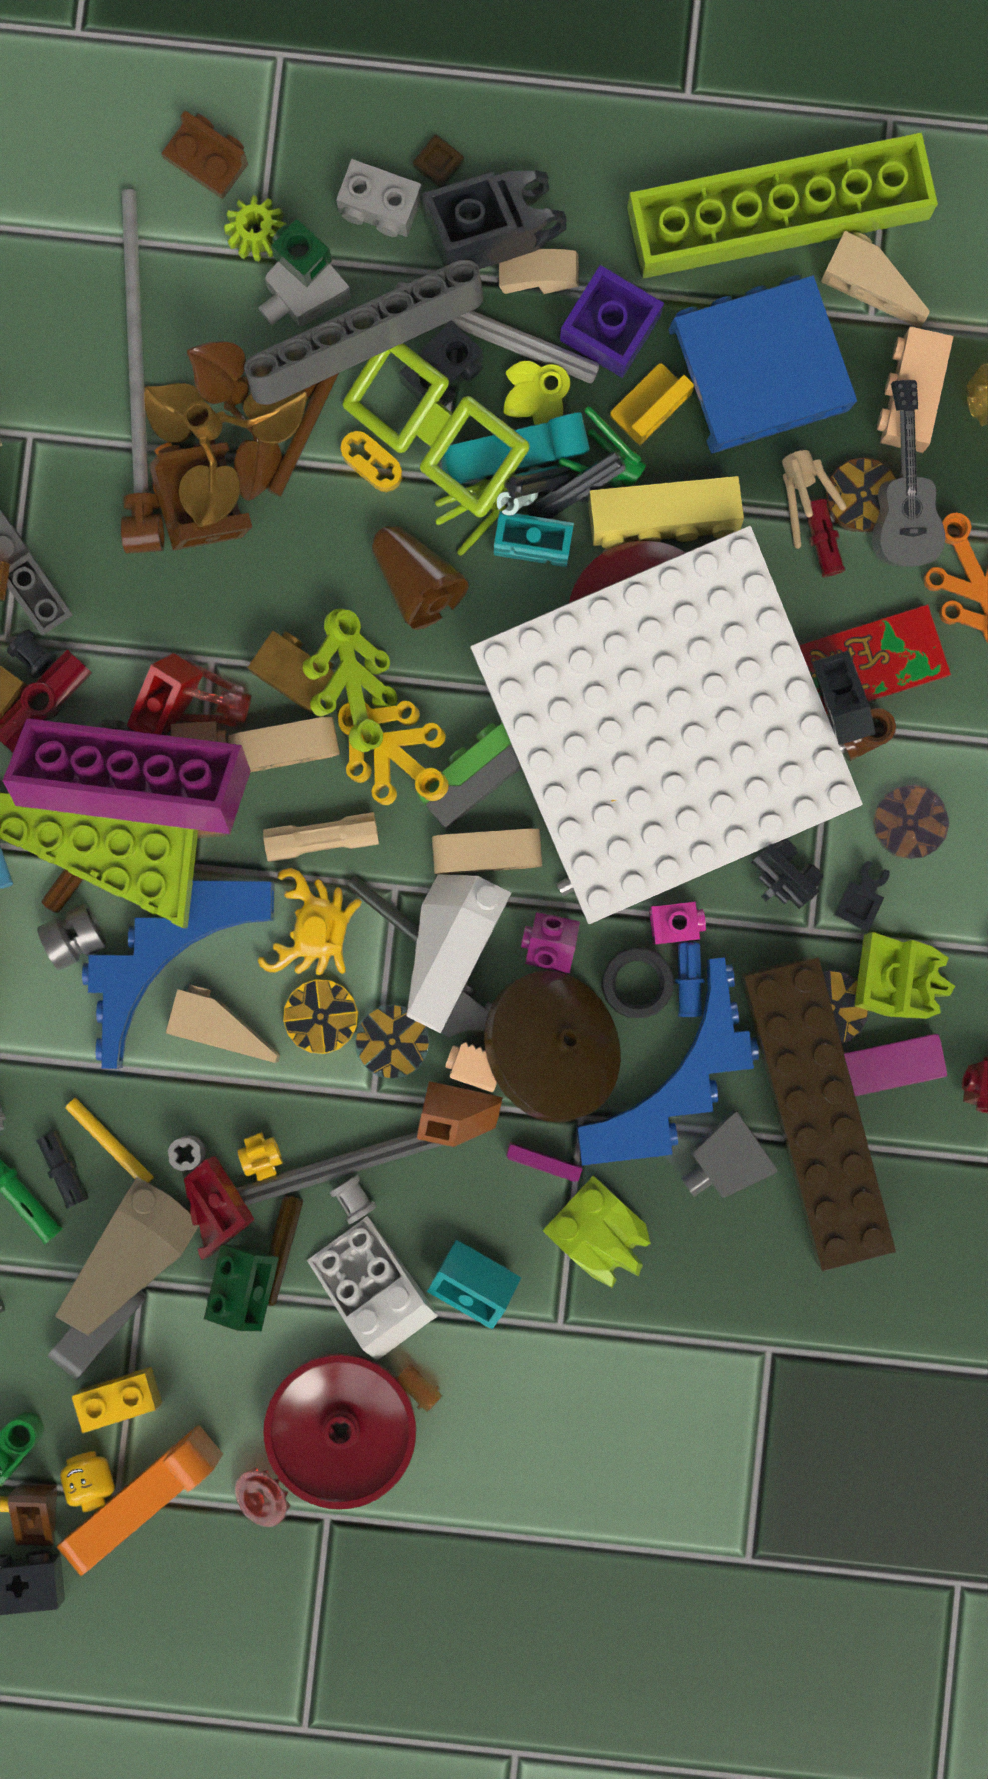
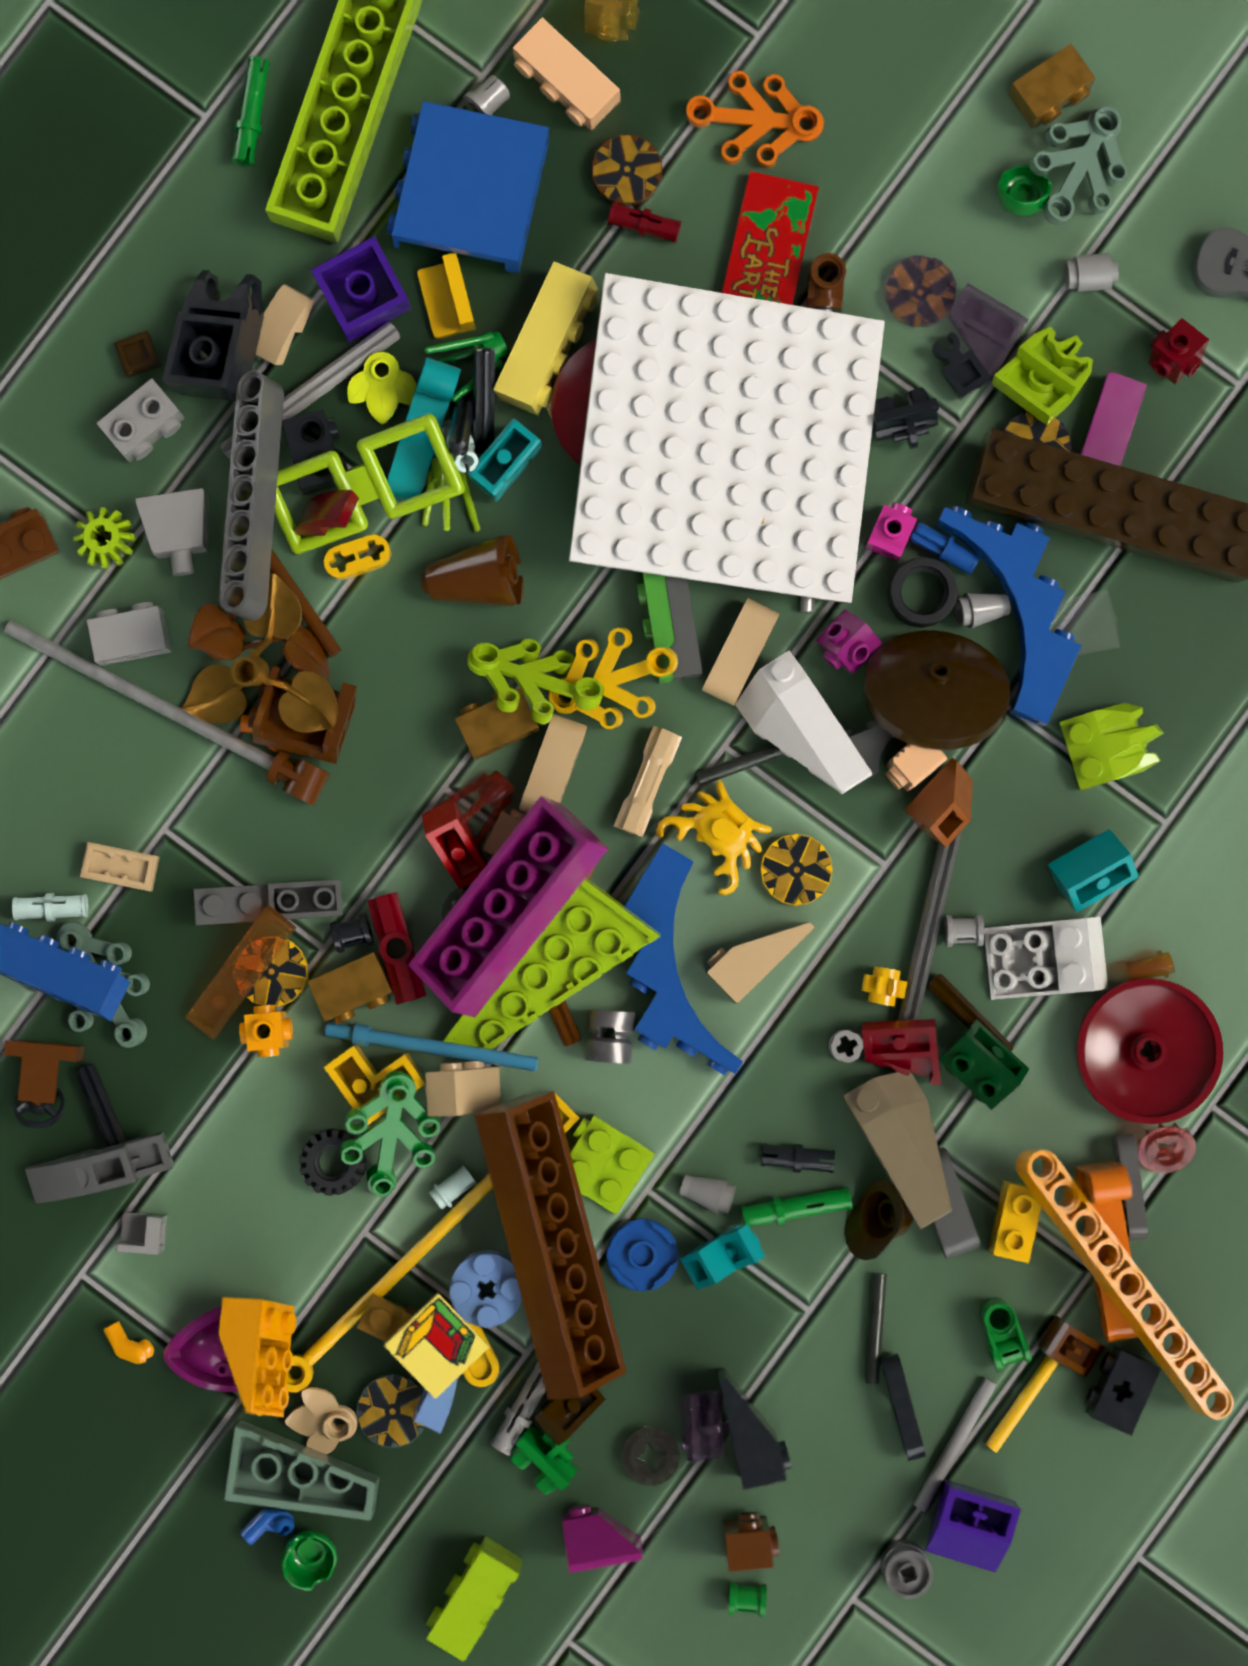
camera: 55 degrees left, 0 degrees up
(43, 1273) = (876, 1221): none -> dark brown piece
(87, 1481) = (1069, 1285): yellow head -> none
(107, 1548) = (1139, 1290): none -> light orange beam
(108, 1141) = (796, 1106): yellow bar -> none
(181, 300) = (128, 634): none -> light grey brick
(220, 1477) = (1134, 1209): none -> dark grey beam
(306, 267) = (166, 517): dark green brick -> none
(391, 1042) = (852, 823): tile -> none
(392, 408) = (326, 511): none -> dark red slope
(544, 1162) = (1025, 755): magenta tile -> none
(652, 1043) = (980, 608): none -> light grey cone
(714, 131) = (248, 125): none -> green pin
(728, 1159) = (1110, 602): dark grey torso -> none
(798, 475) = (578, 209): tan plant -> none
(844, 697) = (790, 282): black brick -> none
(853, 331) = (487, 96): none -> light grey bush
(869, 276) = (453, 54): tan slope -> none
(908, 523) = (674, 146): dark grey piece -> none
(913, 900) = (986, 326): none -> clear purple wing

